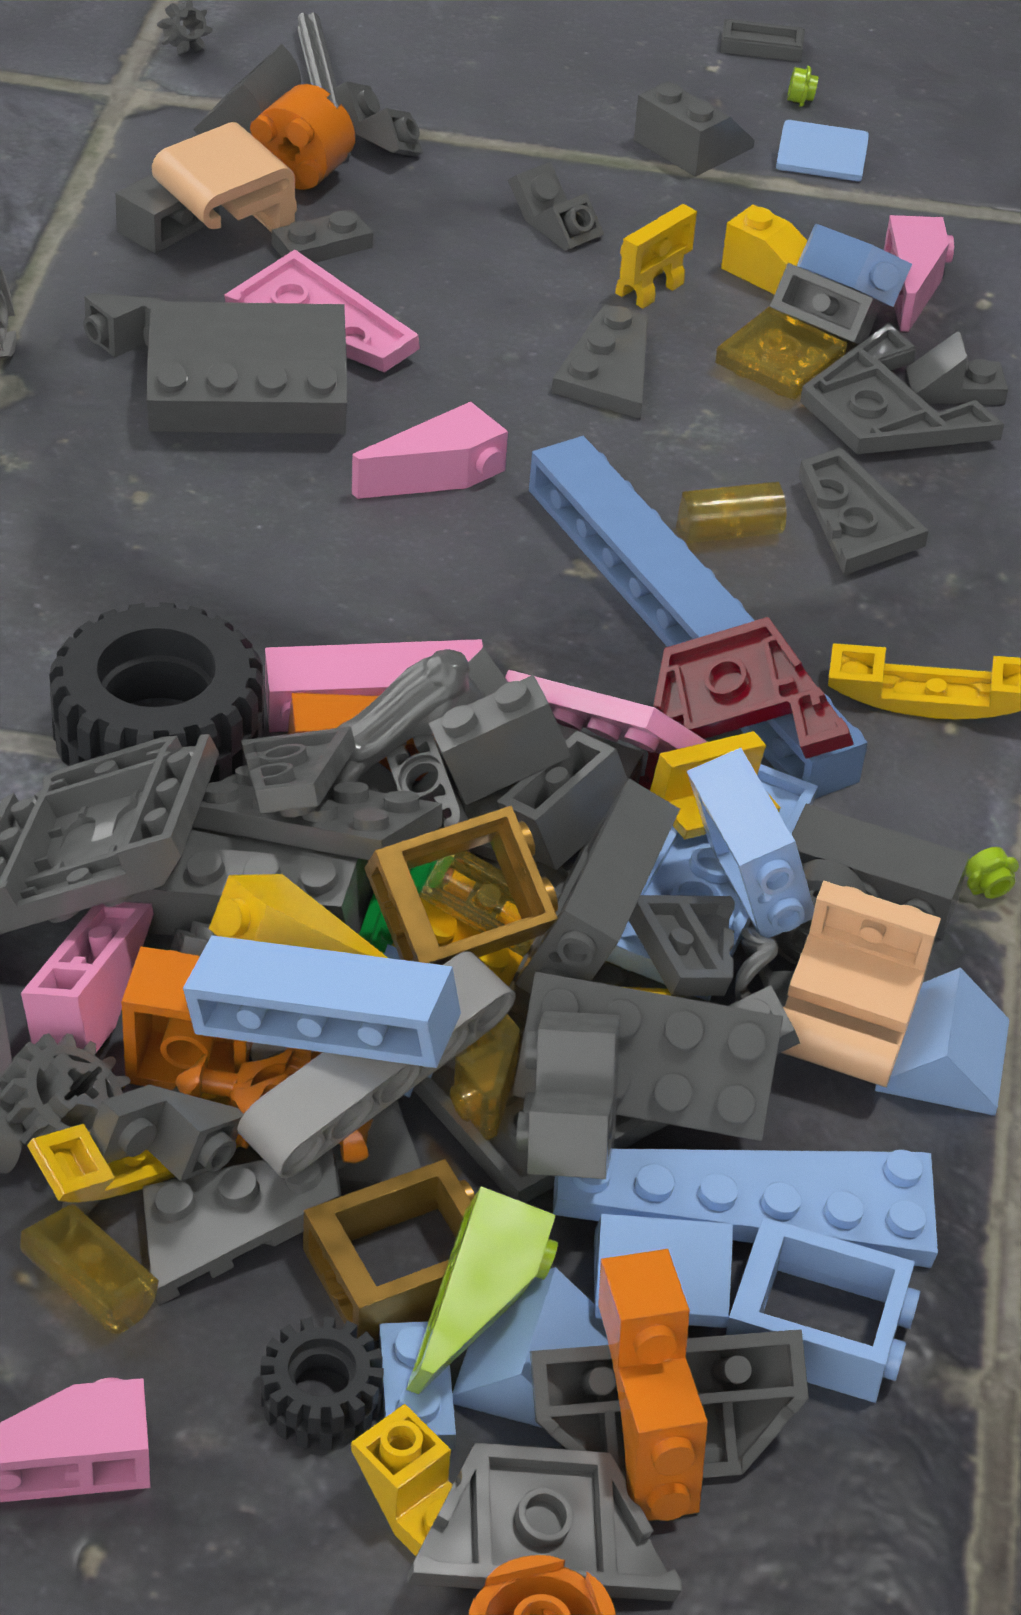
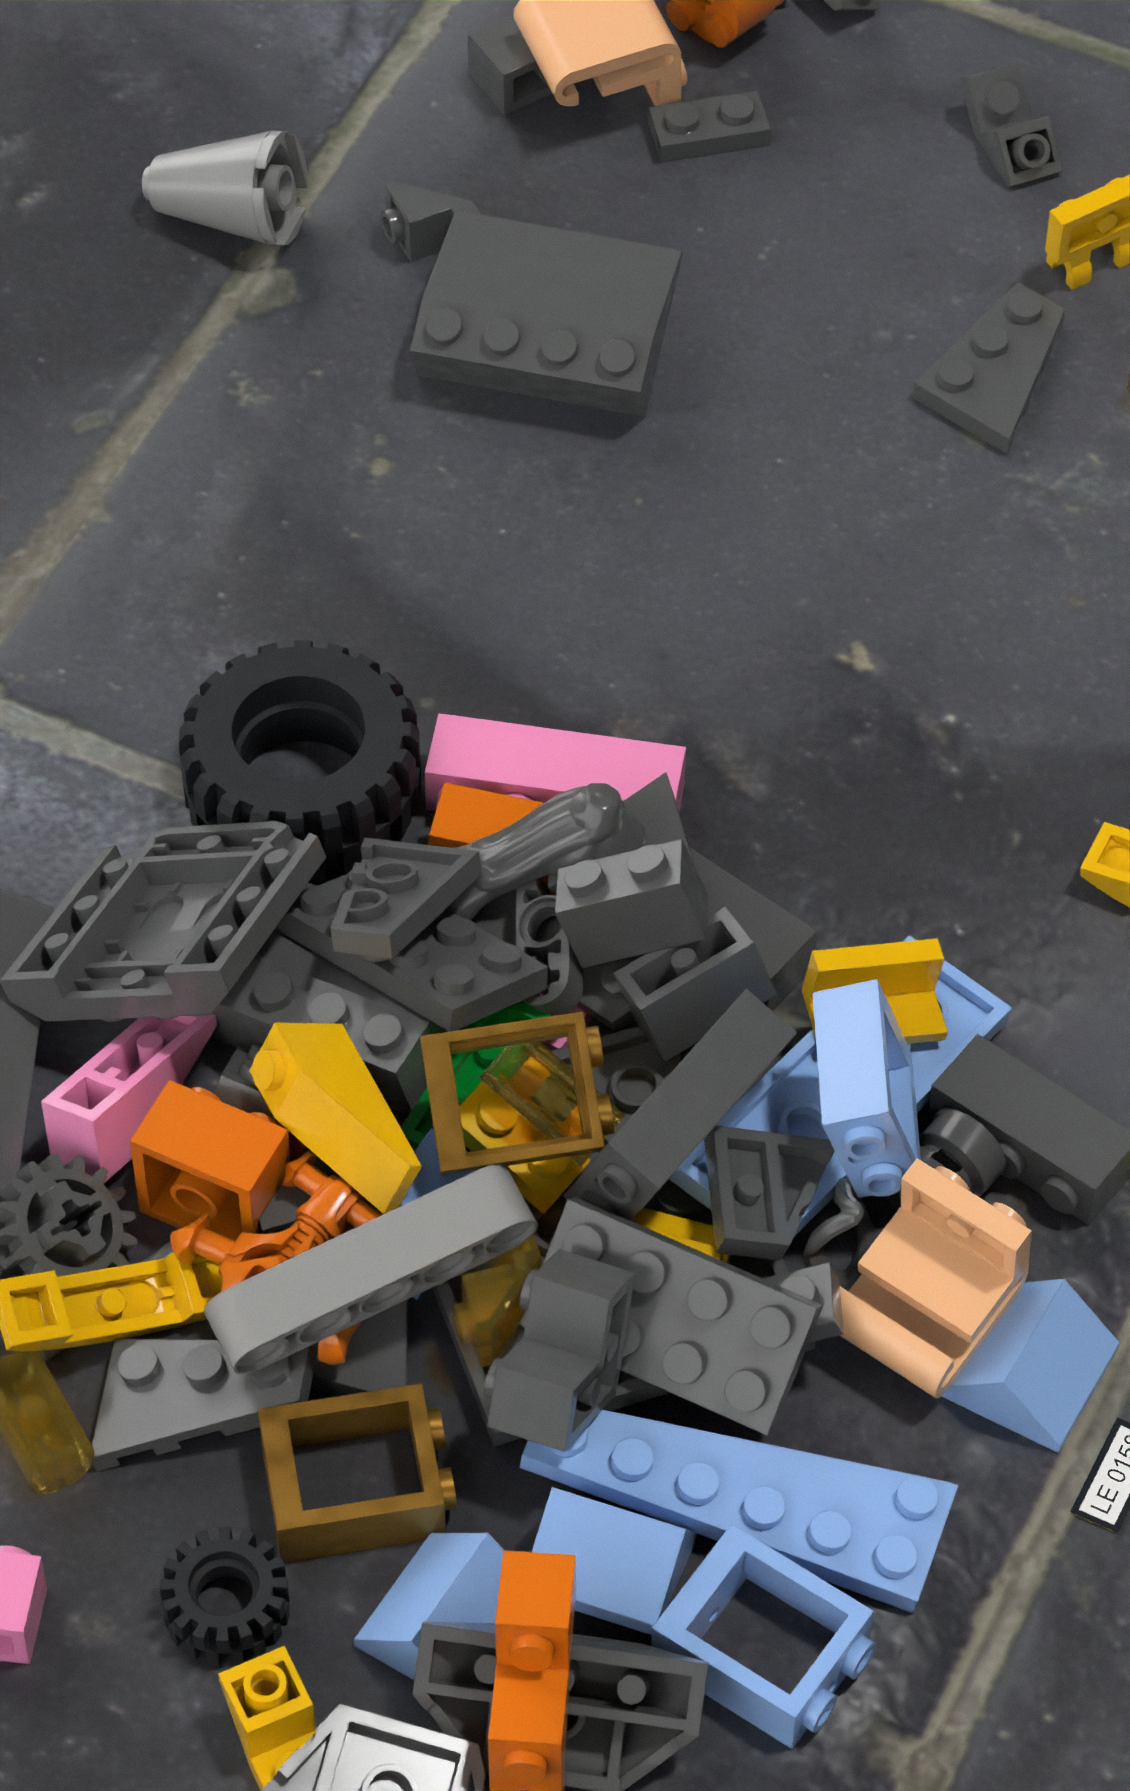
camera: 20 degrees right, 10 degrees up
(176, 1128) = (157, 1291): dark grey slope -> none
(323, 1001) = (320, 1195): light blue brick -> none
(370, 332) = (656, 207): bright pink wing -> none
(433, 456) = (732, 474): bright pink slope -> none
(434, 1405) = (325, 1616): light blue plate -> none
(489, 1269) = (410, 1528): lime slope -> none
(613, 717) = (781, 880): bright pink wing -> none
(666, 584) = (957, 752): medium blue brick -> none
(731, 512) = (1056, 616): clear yellow brick -> none
(740, 681) = (949, 864): wing -> none

